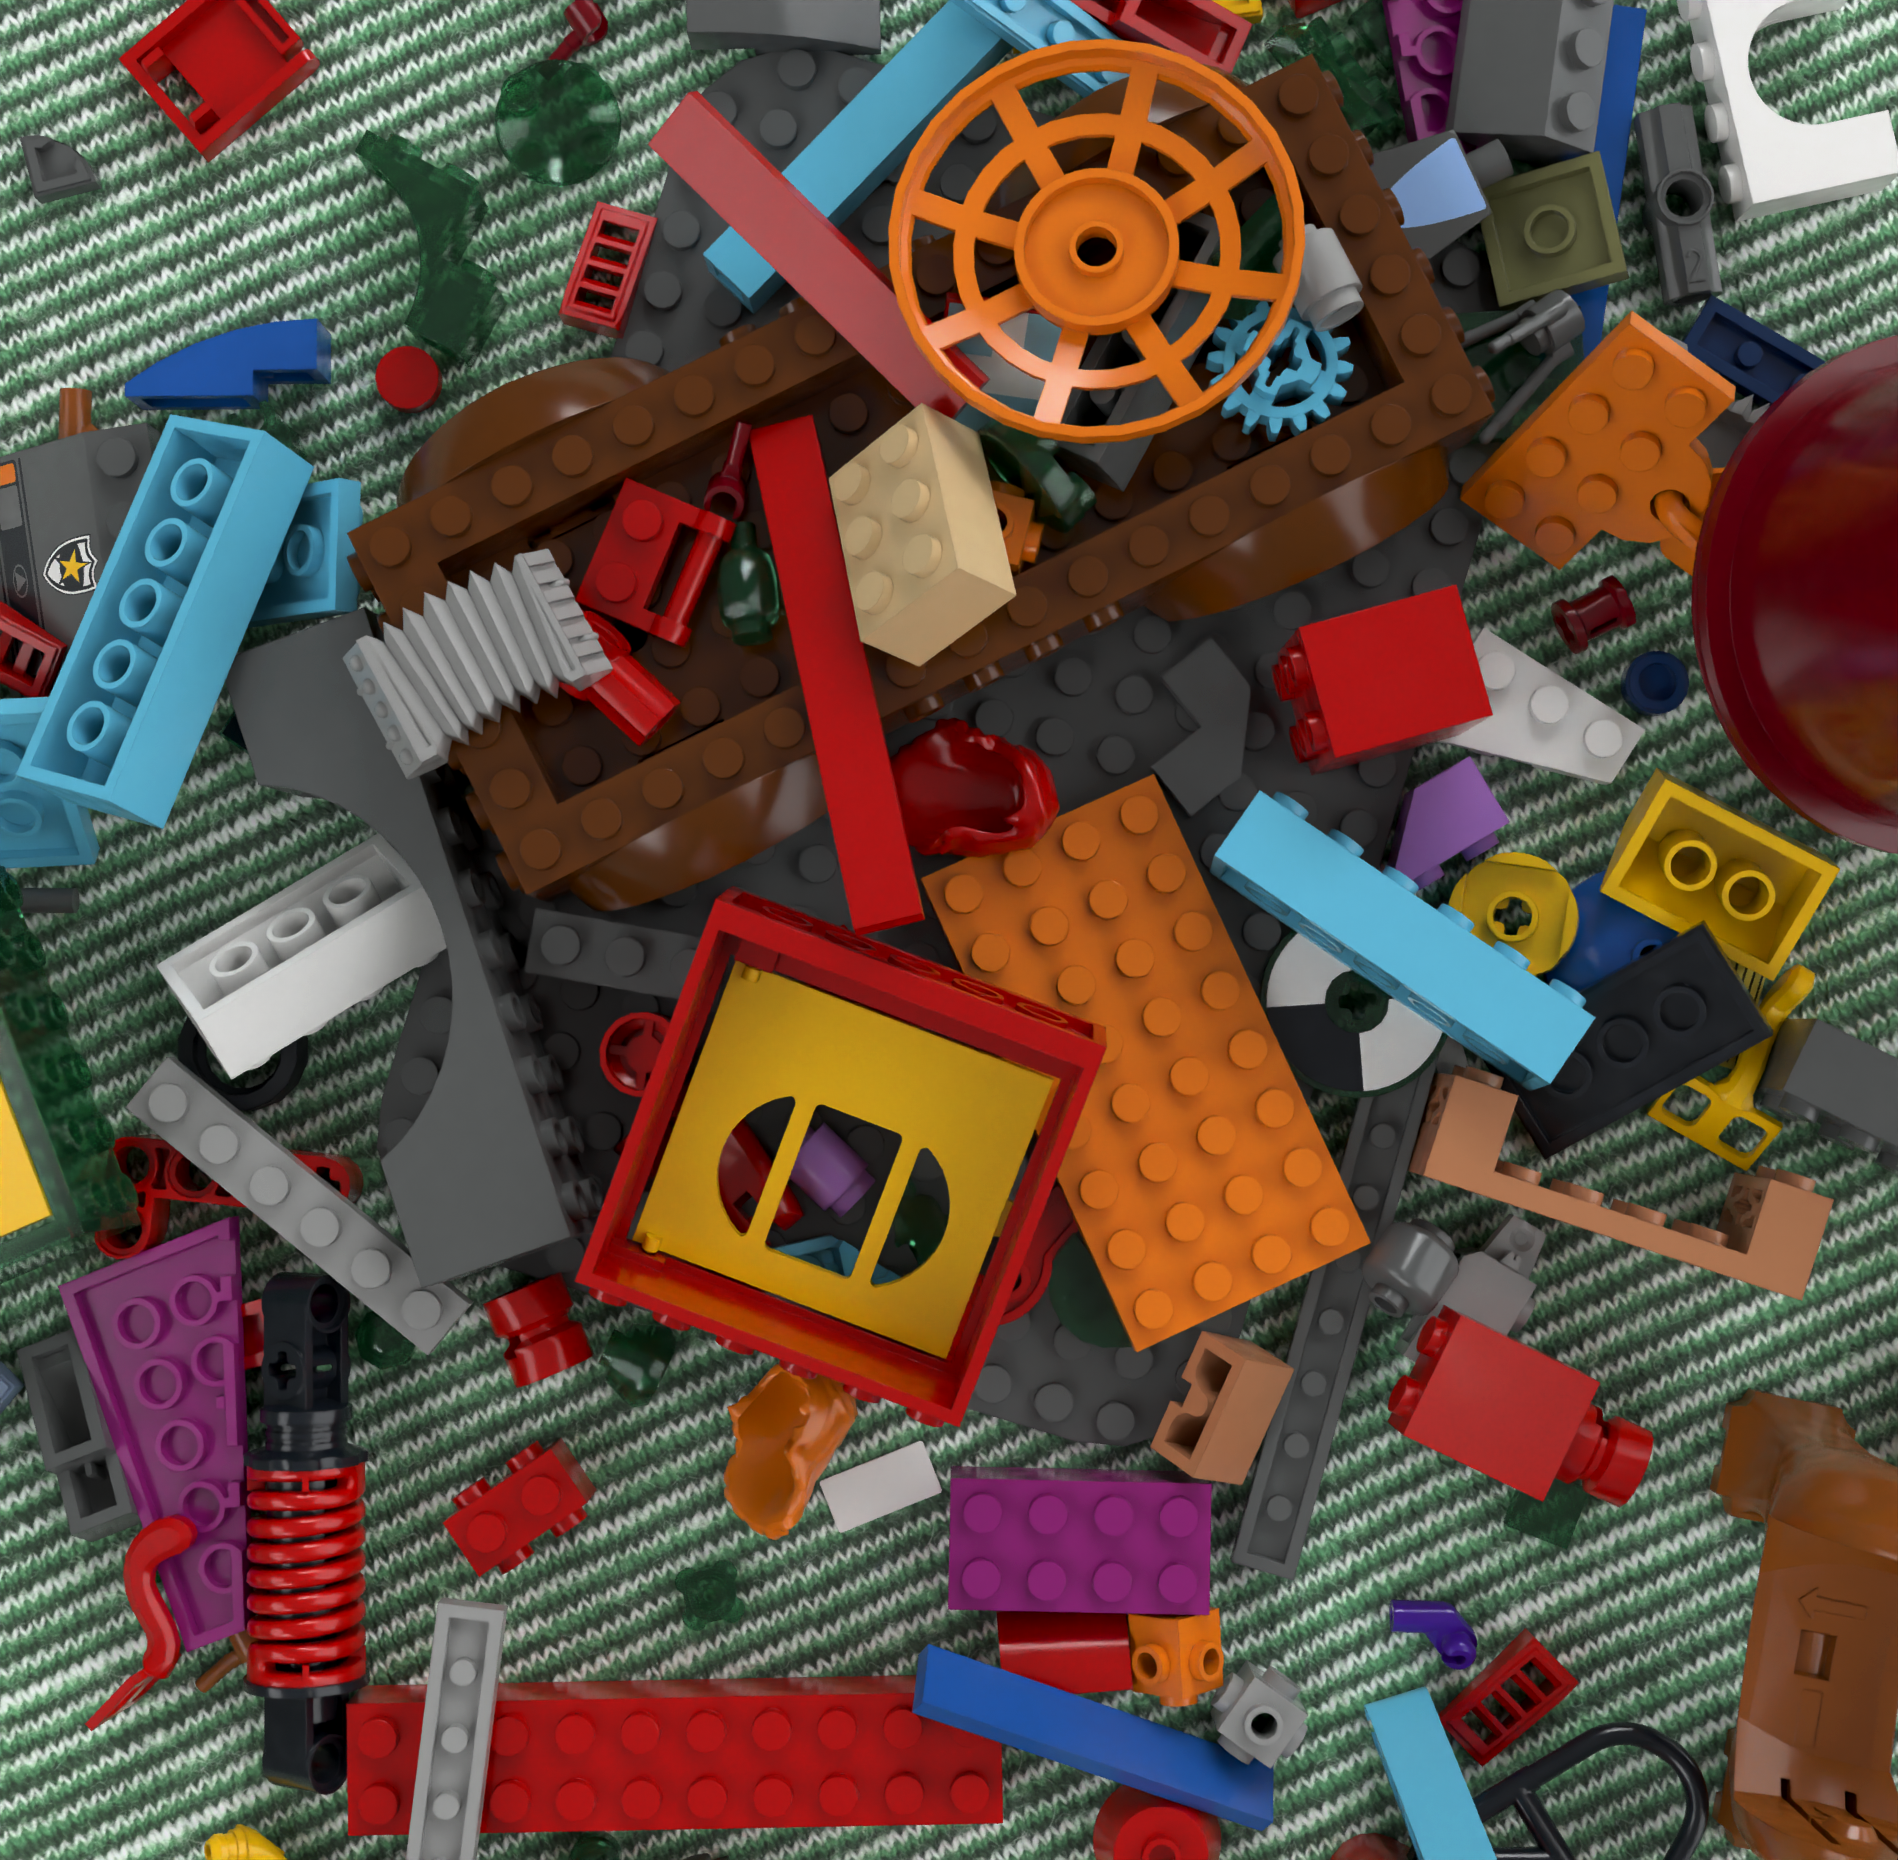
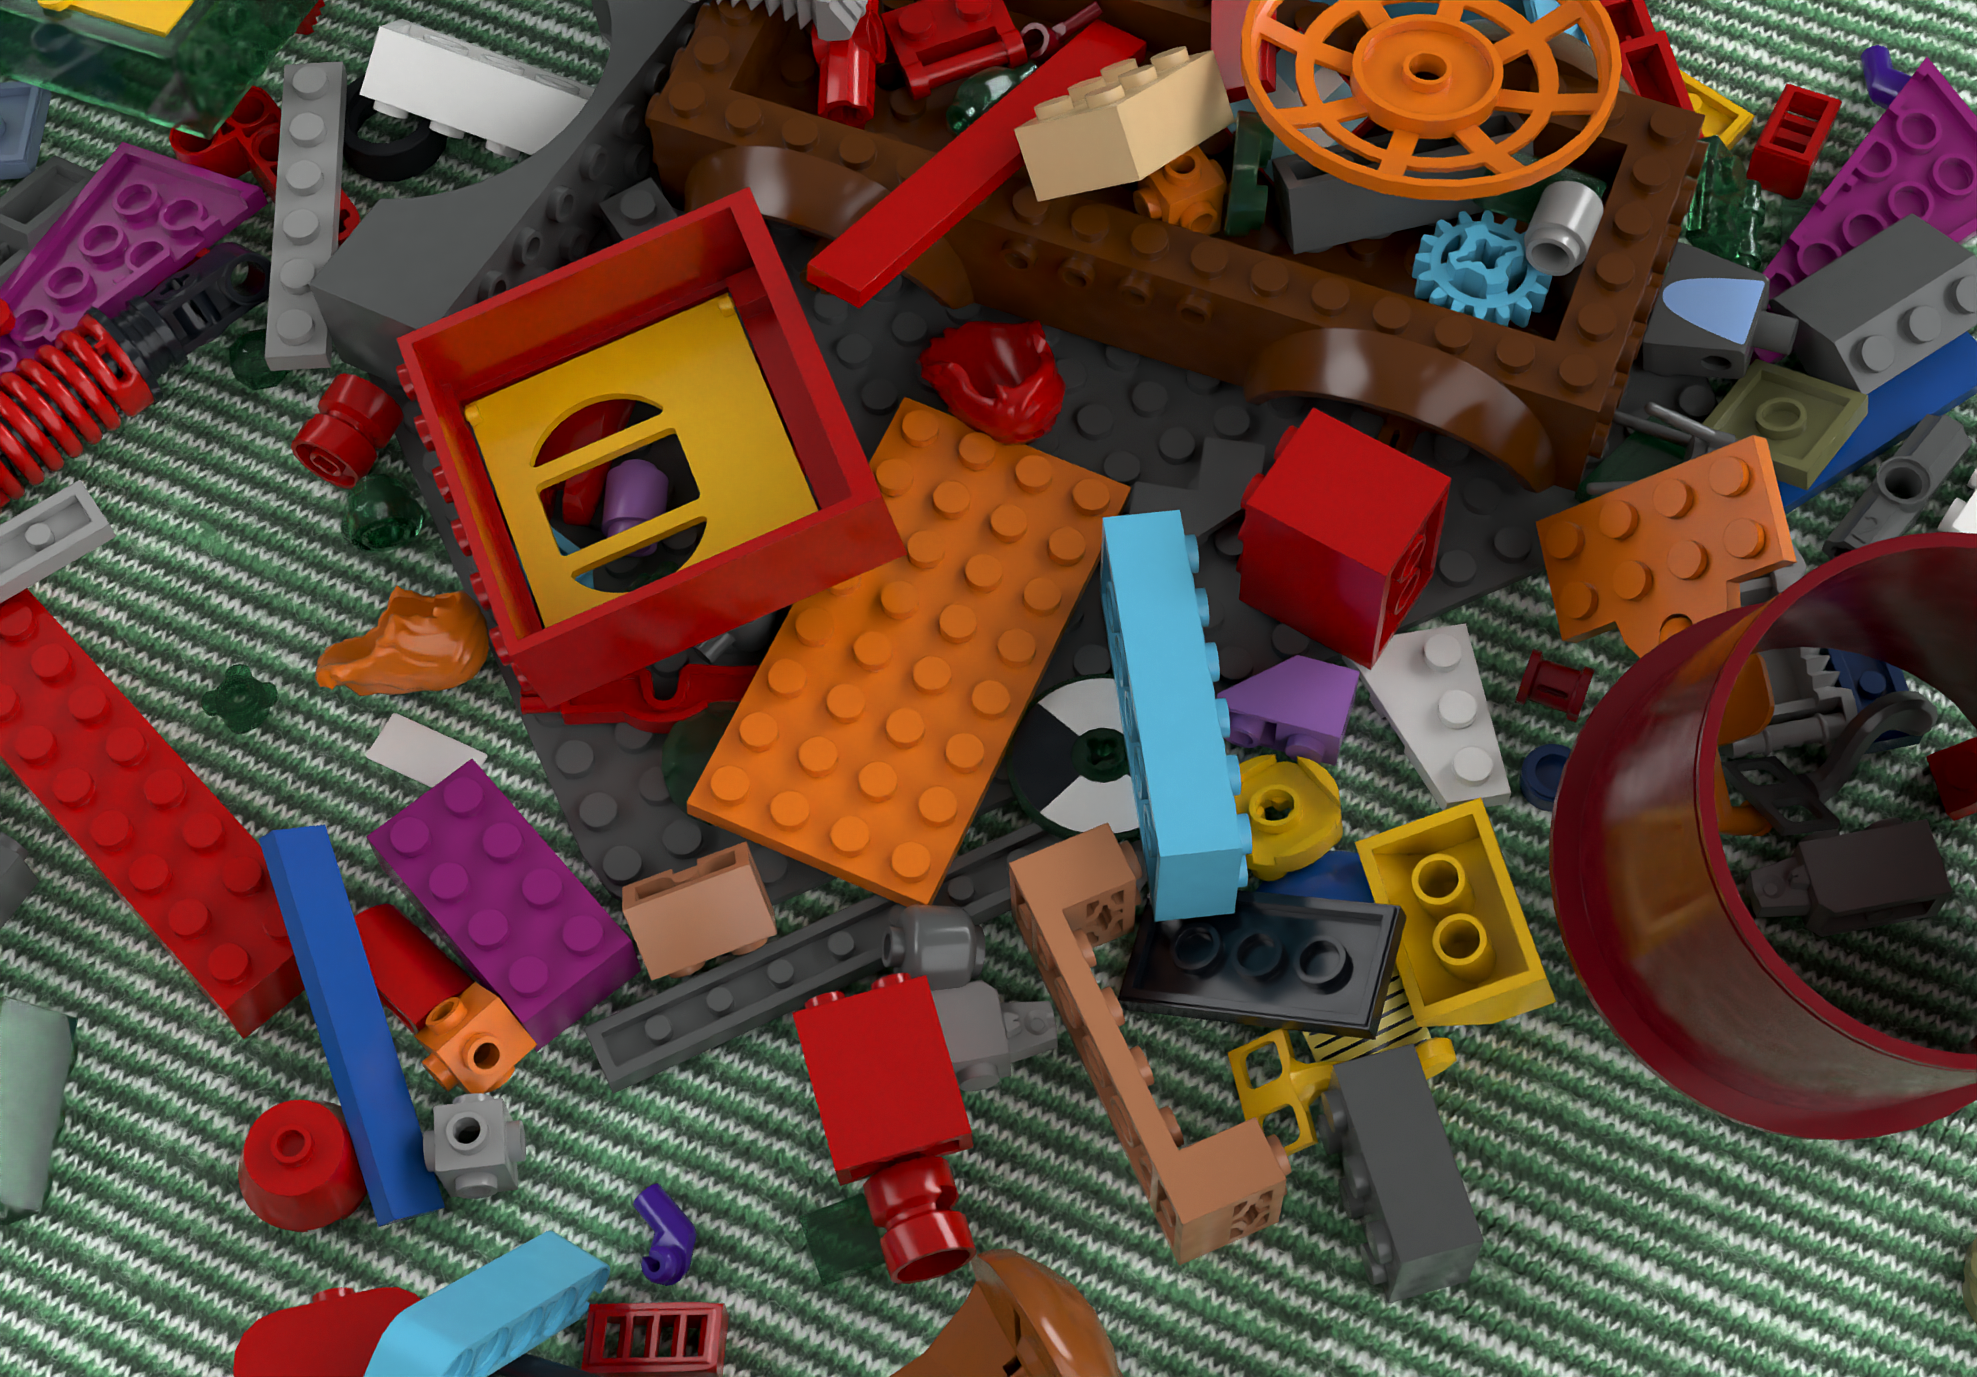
camera: 50 degrees right, 25 degrees down
(537, 1495) = (202, 519): red brick -> none

